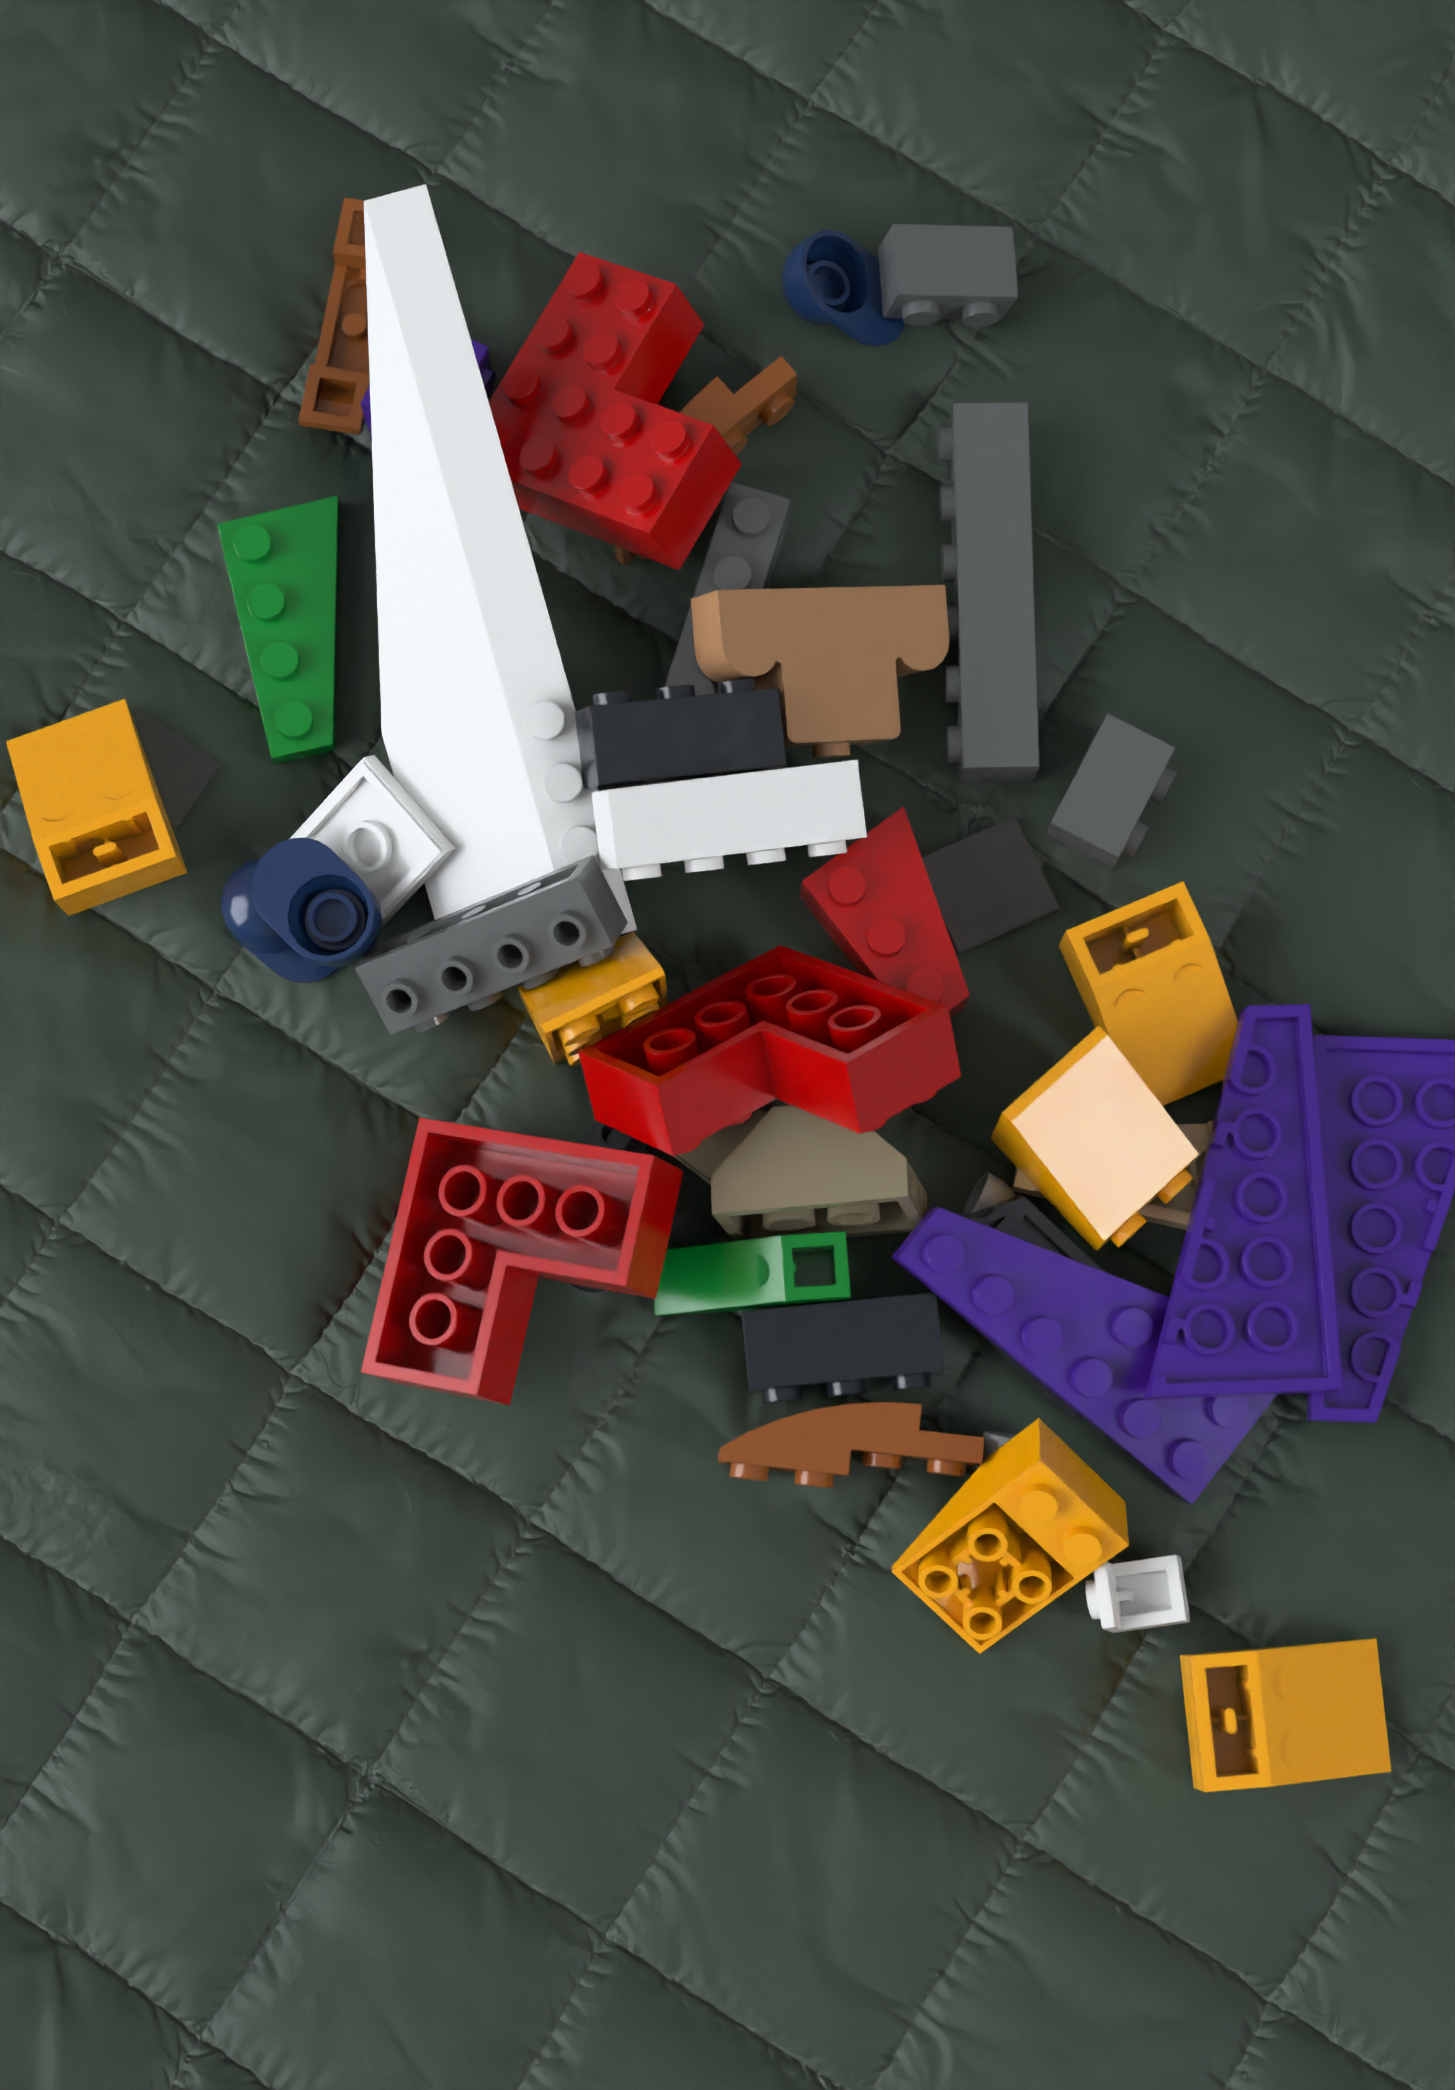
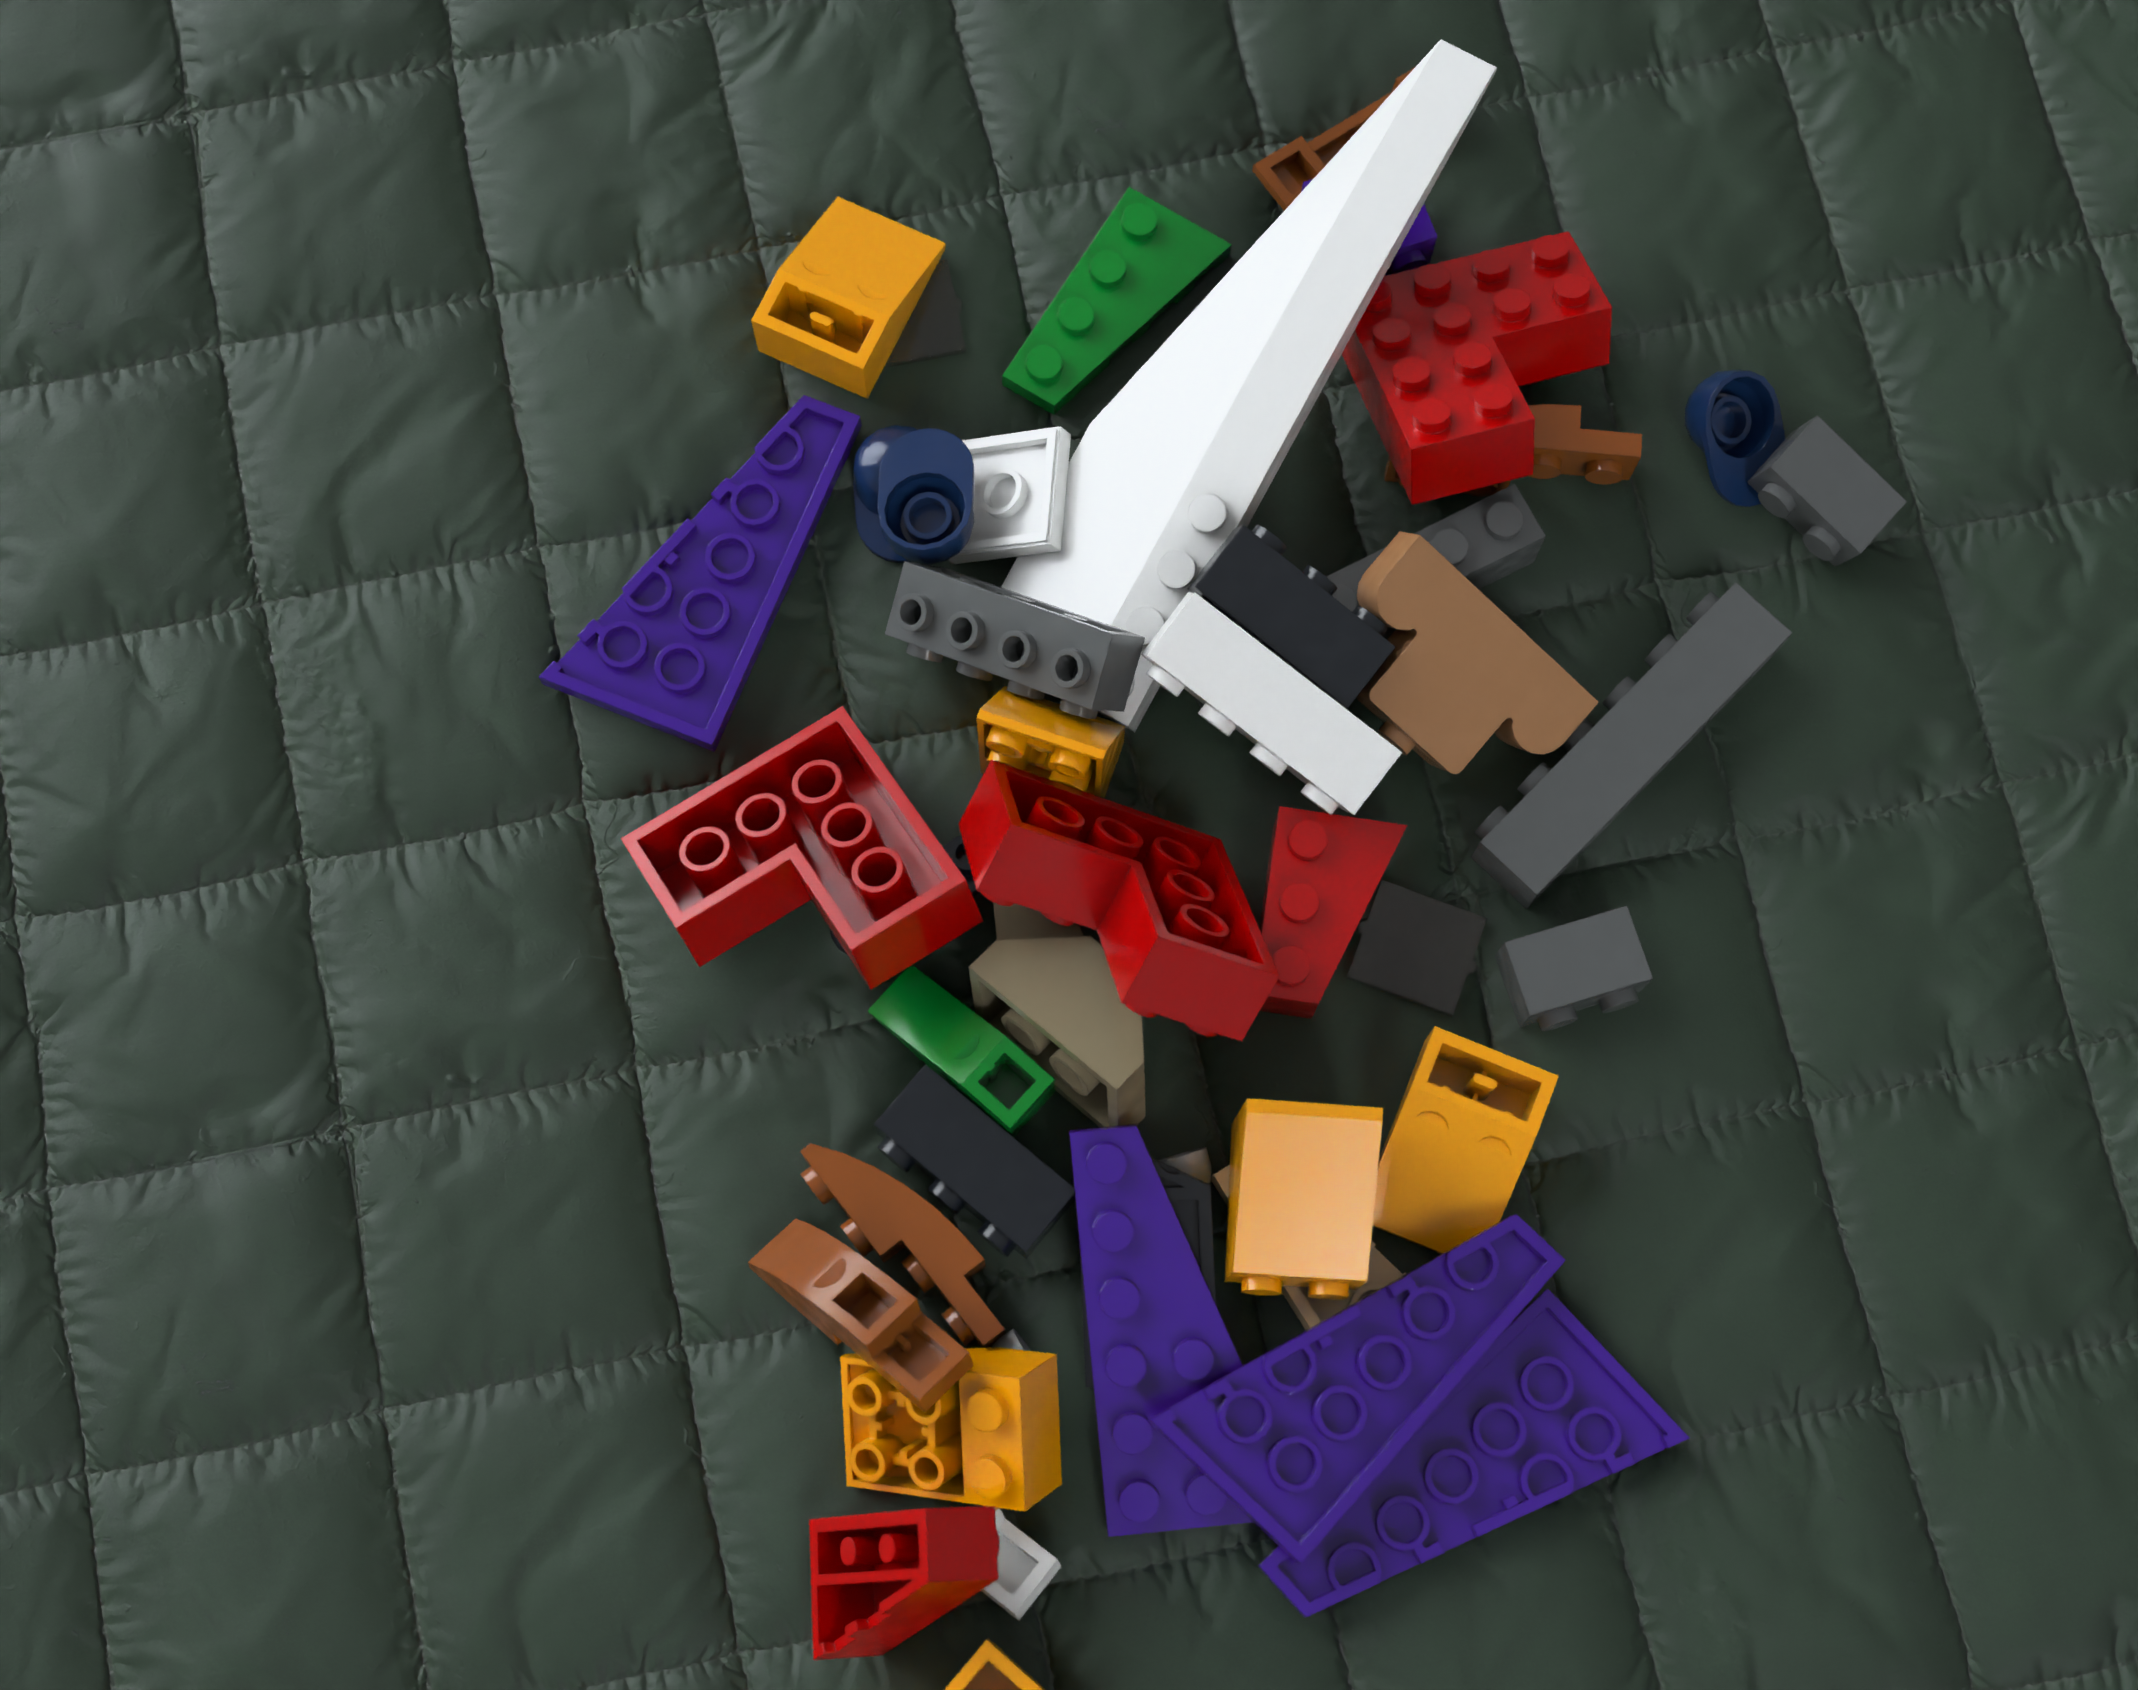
camera: 45 degrees right, 5 degrees down
(229, 1145) = (706, 599): none -> dark purple wing
(876, 1524) = (863, 1309): none -> dark orange slope
(1082, 1675) = (895, 1574): none -> red wedge

